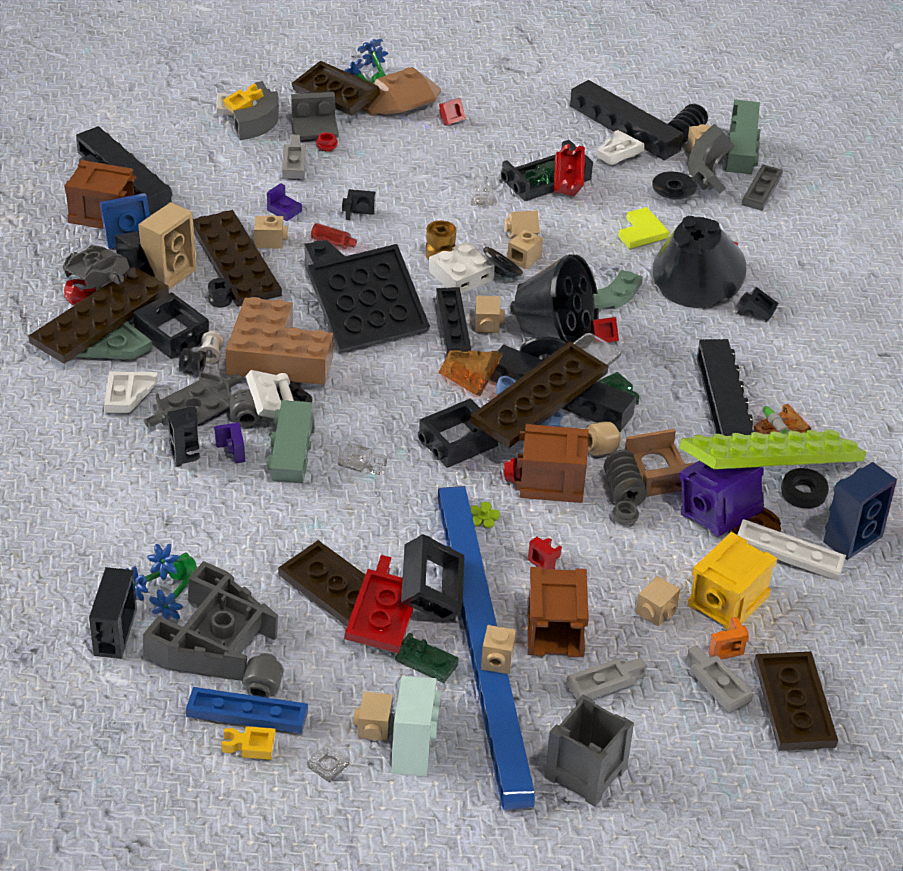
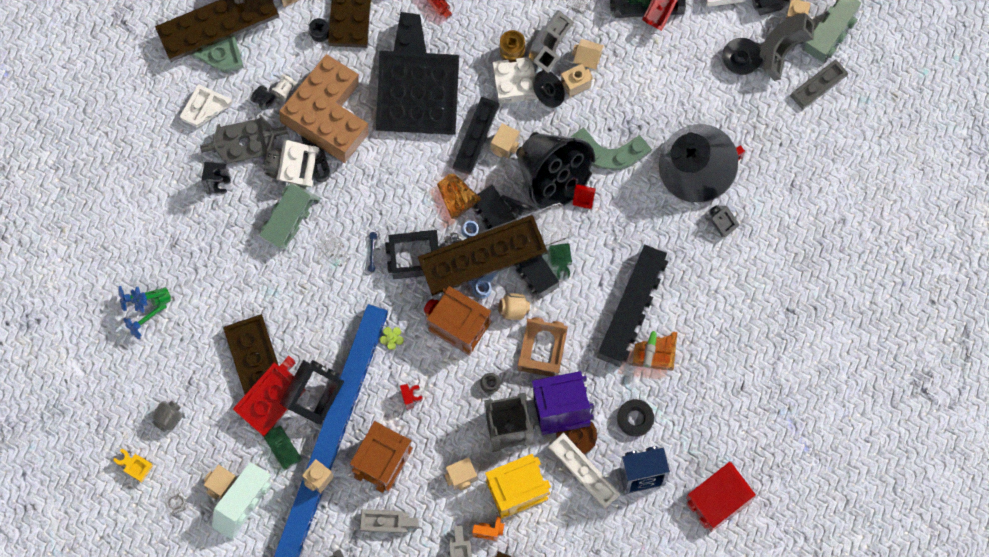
camera: 30 degrees right, 30 degrees up
(113, 612) = (93, 322): black window -> none
(171, 306) = (263, 35): black window -> none
(217, 630) = (156, 364): dark grey wedge -> none
(231, 437) = (253, 194): dark purple bracket -> none
(247, 710) = (144, 438): blue plate -> none
(398, 438) = (373, 236): none -> dark blue hinge
(478, 224) = (547, 40): none -> dark grey arch
(625, 477) = (504, 353): dark grey piece -> none
(645, 229) = (689, 98): neon yellow tile -> none
(678, 526) = (504, 411): none -> dark grey container
(772, 449) = (615, 389): lime plate -> none

